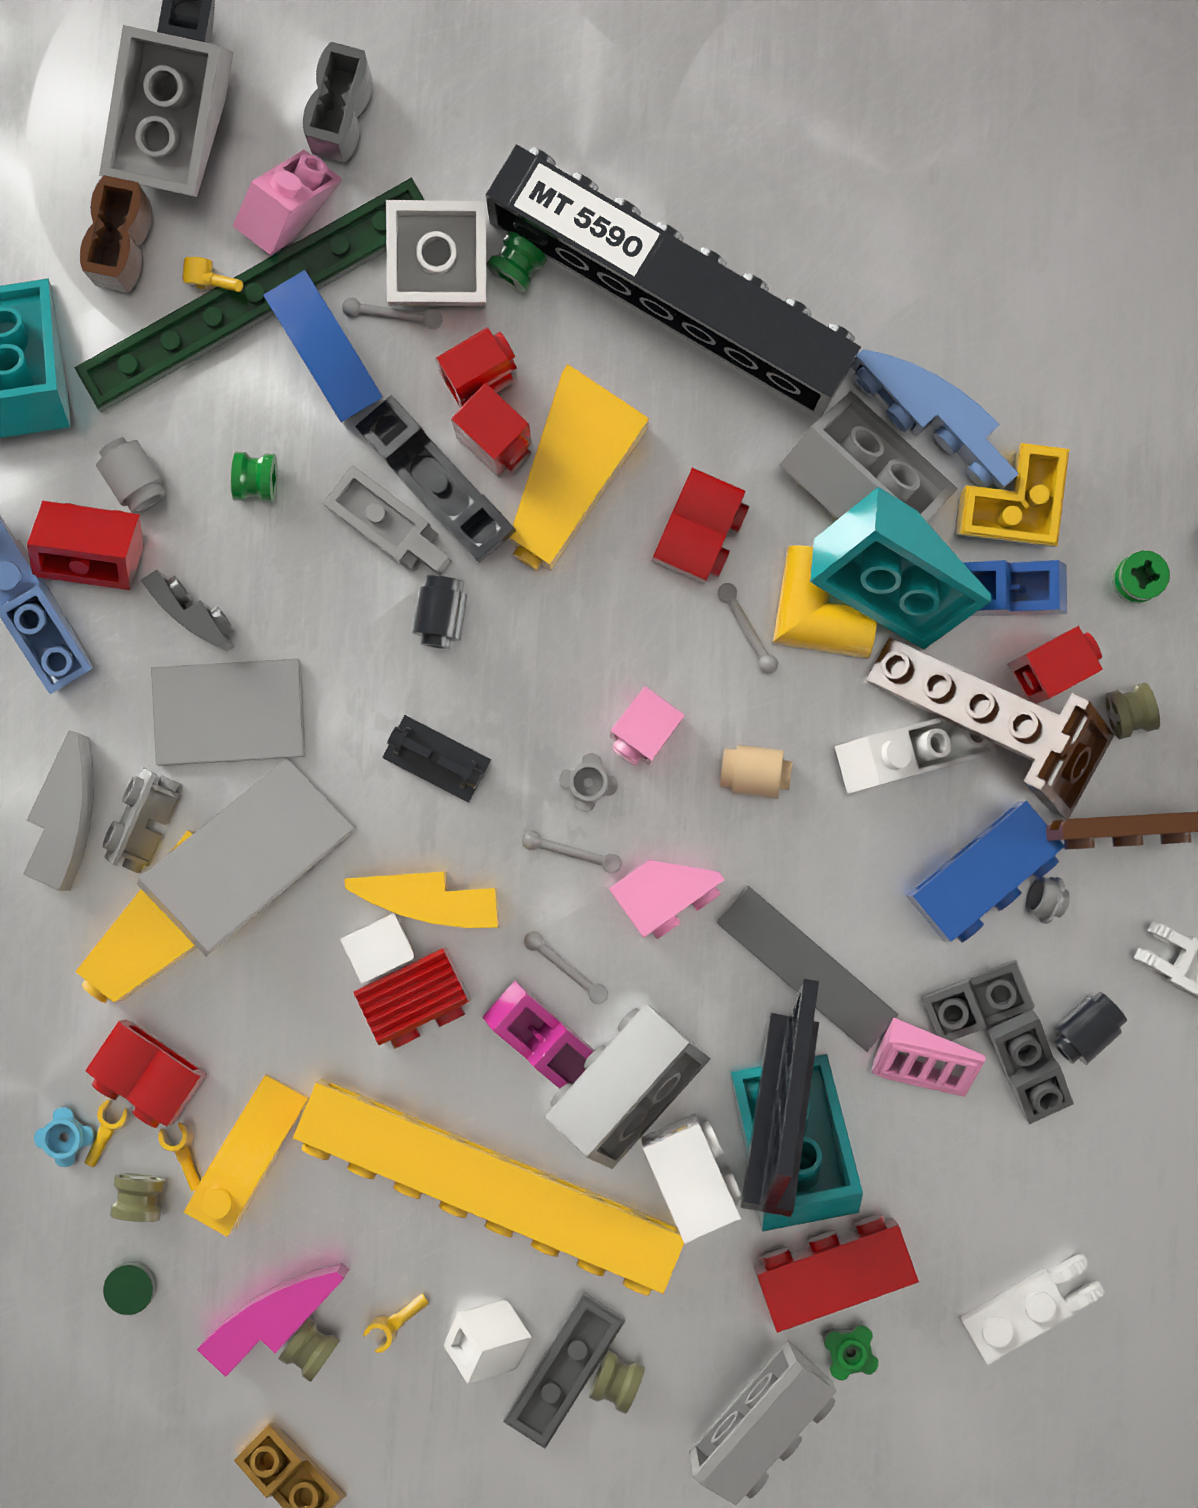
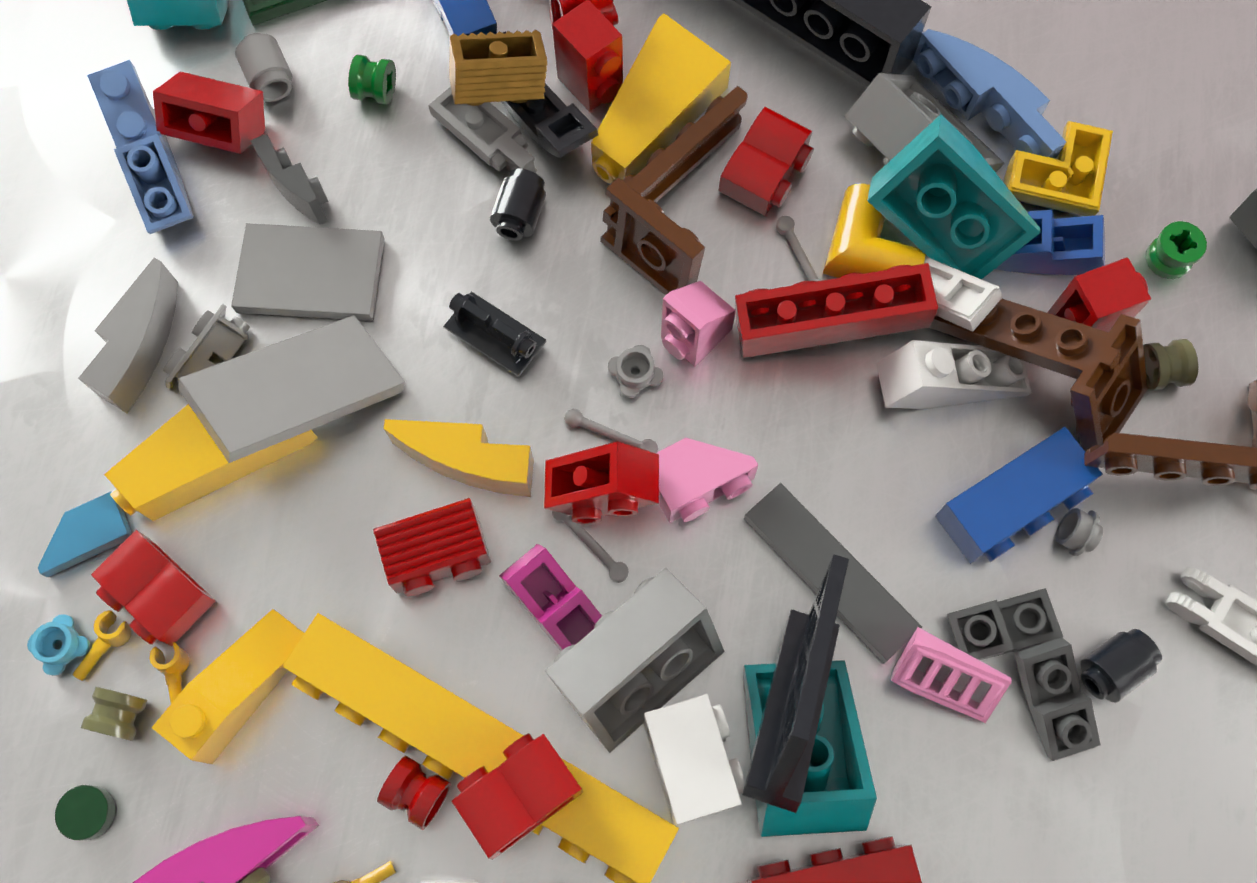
camera: 10 degrees right, 15 degrees down
(62, 1023) = (84, 534): none -> dark azure tile
(378, 948) = (405, 490): white panel -> none
(396, 465) = (497, 67): none -> pearl gold brick
(434, 1232) = (411, 790): none -> red wheel
(535, 1232) = (516, 795): none -> red brick
(572, 919) = (602, 482): none -> red brick
(578, 636) = (637, 224): none -> reddish brown bracket
(755, 771) = (797, 377): tan brick -> none
(785, 703) = (835, 310): none -> red brick
(911, 670) = (961, 296): none -> white tile

